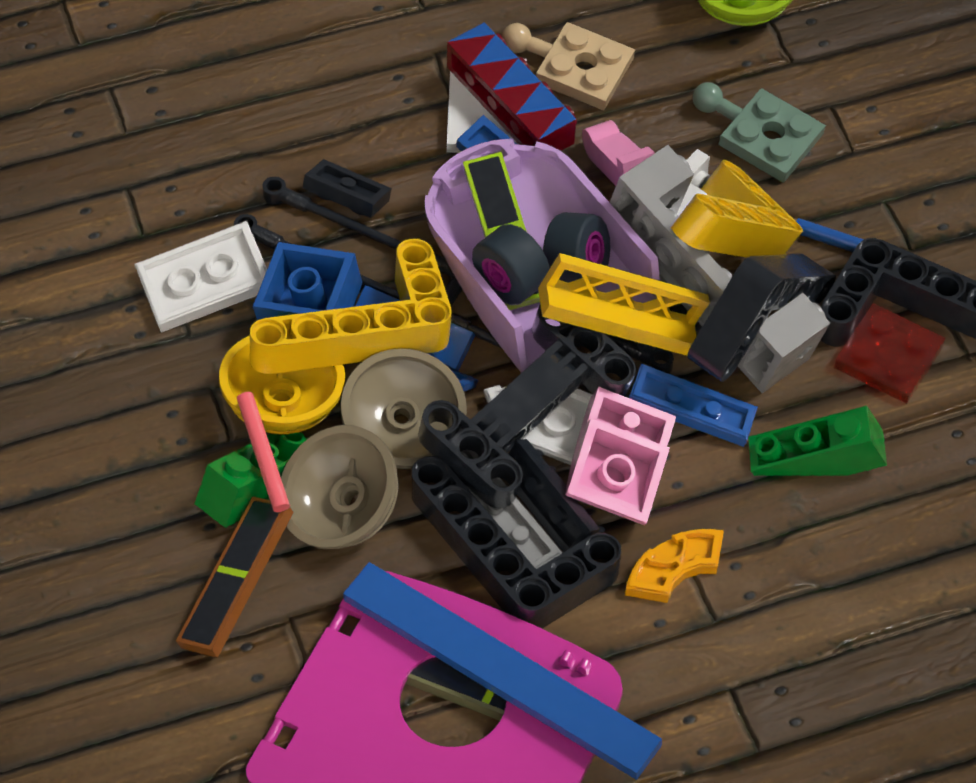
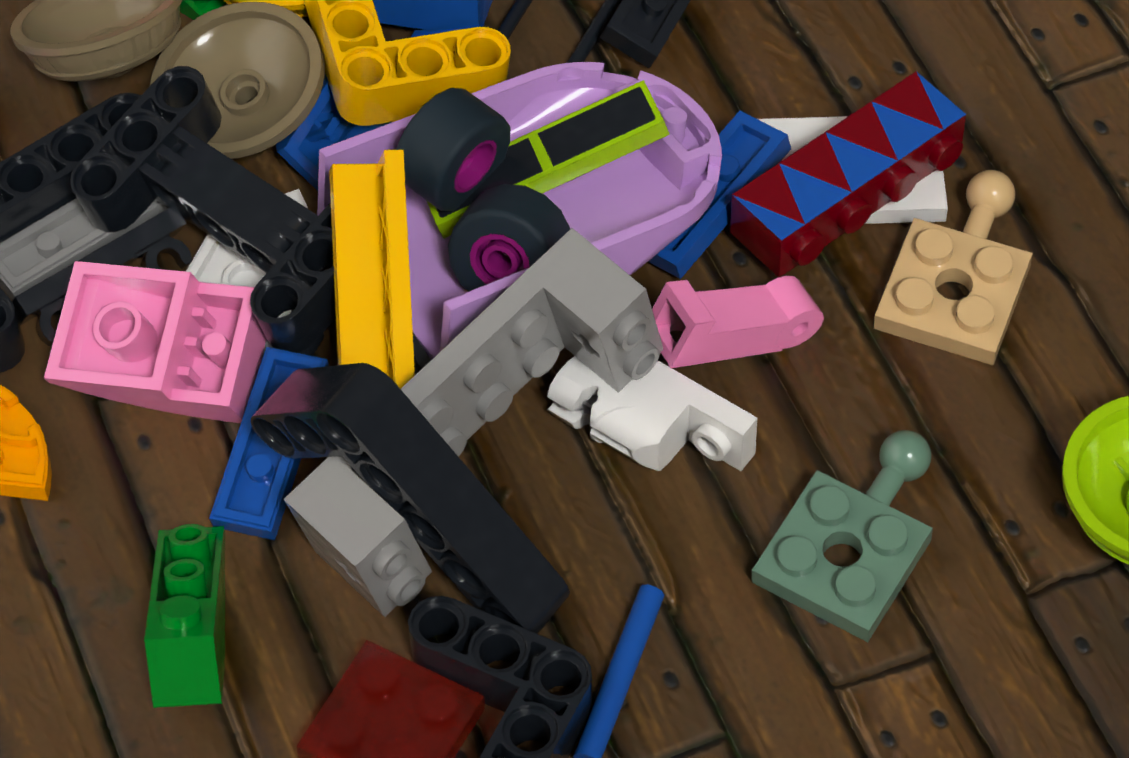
camera: 90 degrees right, 0 degrees up
(736, 217) = (566, 450): yellow beam -> none

